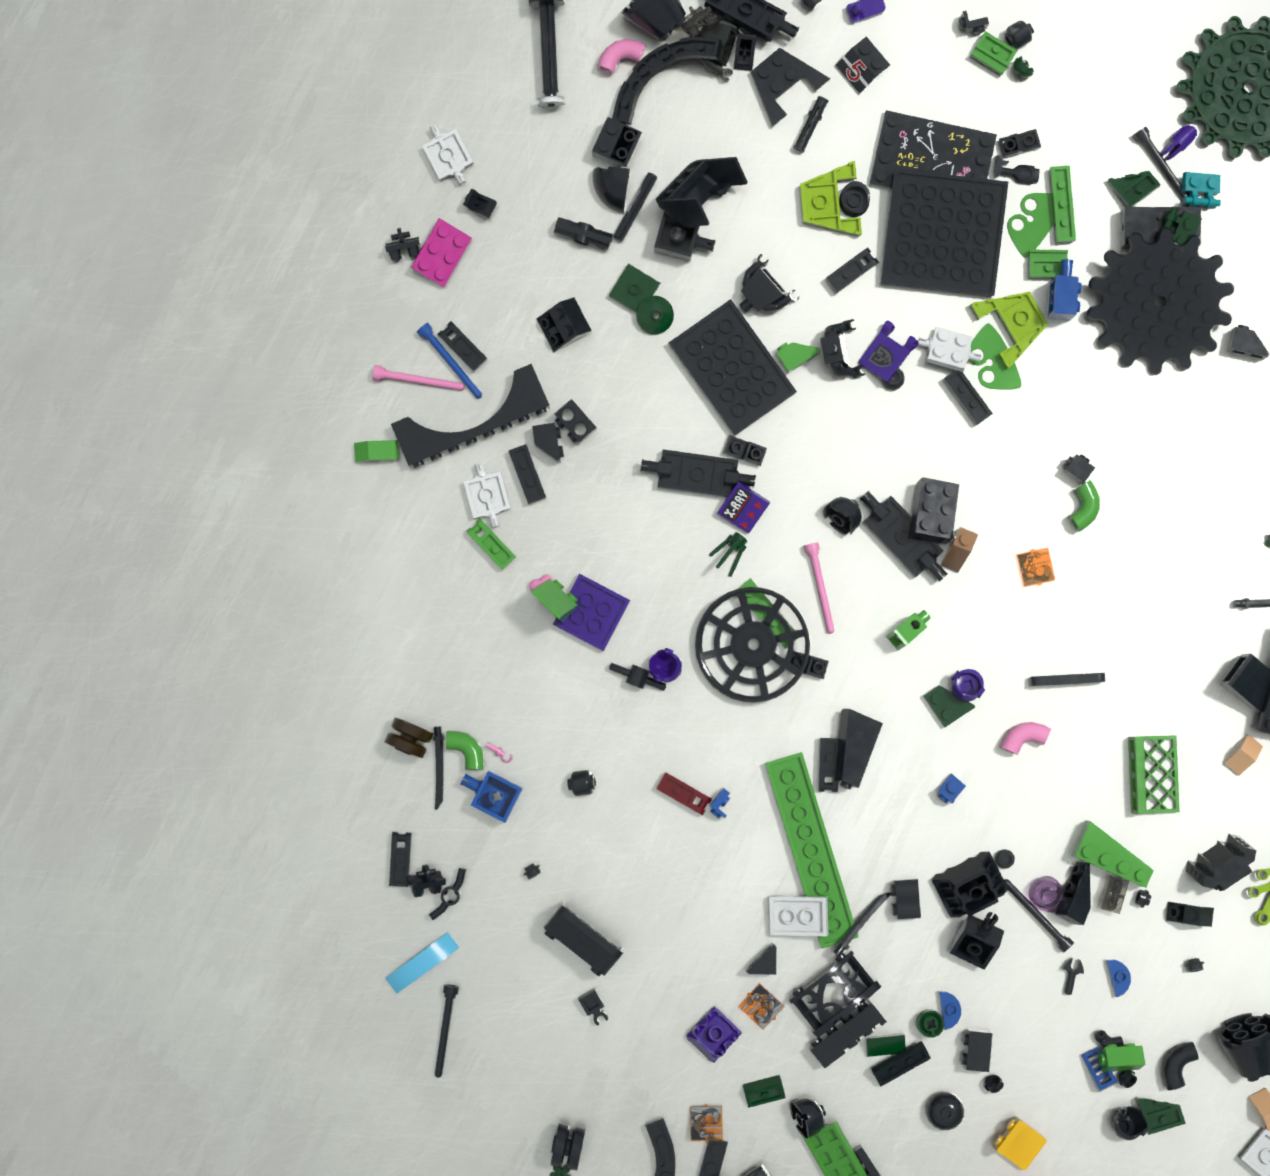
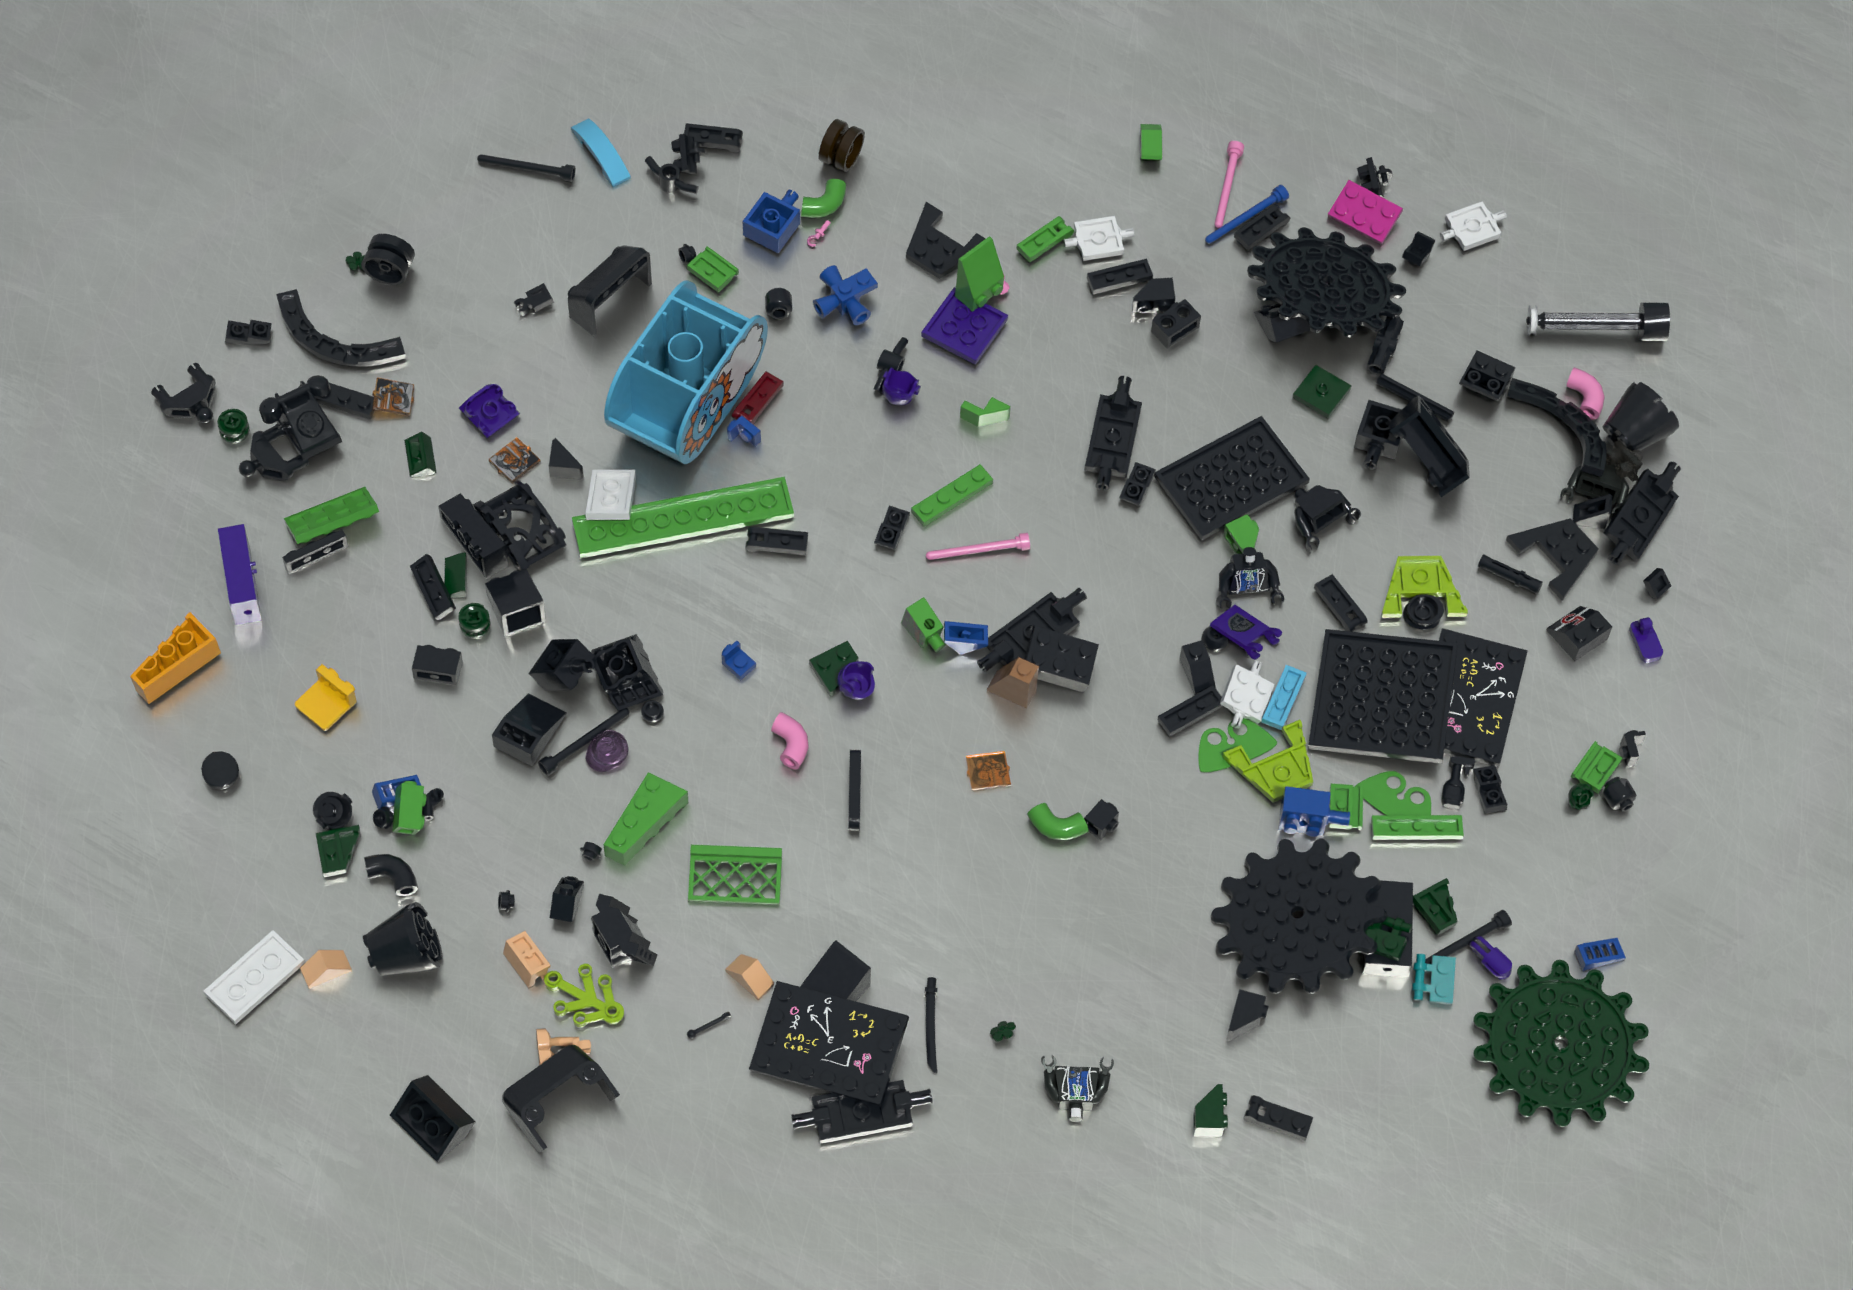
camera: 90 degrees right, 25 degrees down
(438, 738) = (808, 179): black sword -> none
(503, 280) = (1299, 276): none -> black plate
(510, 642) = (933, 249): none -> black wing
(523, 401) = (1201, 277): black arch -> none
(547, 846) = (712, 269): none -> bright green plate
(569, 722) = (845, 294): none -> blue brick
(612, 186) = (1438, 371): black brick -> none
(646, 318) = (1293, 417): dark green dish -> none
(683, 582) = (993, 413): none -> bright green slope
(692, 859) = (684, 374): none -> medium azure brick
(736, 543) = (1033, 467): dark green plant -> none
(741, 649) = (915, 462): black dish -> none
(743, 507) = (1073, 473): dark purple tile -> none
(808, 1115) = (387, 488): black cylinder -> none
(844, 514) = (1061, 572): black cylinder -> none
(844, 943) = (574, 534): black sword -> none
(855, 746) = (796, 562): black slope -> none
(906, 899) = (617, 606): black brick -> none
(910, 990) = (516, 602): none -> black slope
(916, 593) = (965, 636): none -> blue slope
(926, 392) = (1197, 666): none -> black slope
(944, 1110) = (373, 629): black cylinder -> none
(948, 317) = (1284, 697): none -> medium azure plate
(950, 1009) = (487, 644): blue plate -> none
(993, 1083) = (396, 679): black plate -> none
(1032, 963) = (527, 728): none -> black slope
(1072, 974) = (512, 772): black bar -> none
(1077, 896) = (594, 775): black slope -> none
(1114, 894) = (598, 816): clear smoke hips -> none
(1119, 976) = (502, 821): blue plate -> none
(1170, 50) = (1587, 964): none -> blue slope
(1248, 941) = (526, 958): none -> light nougat hinge

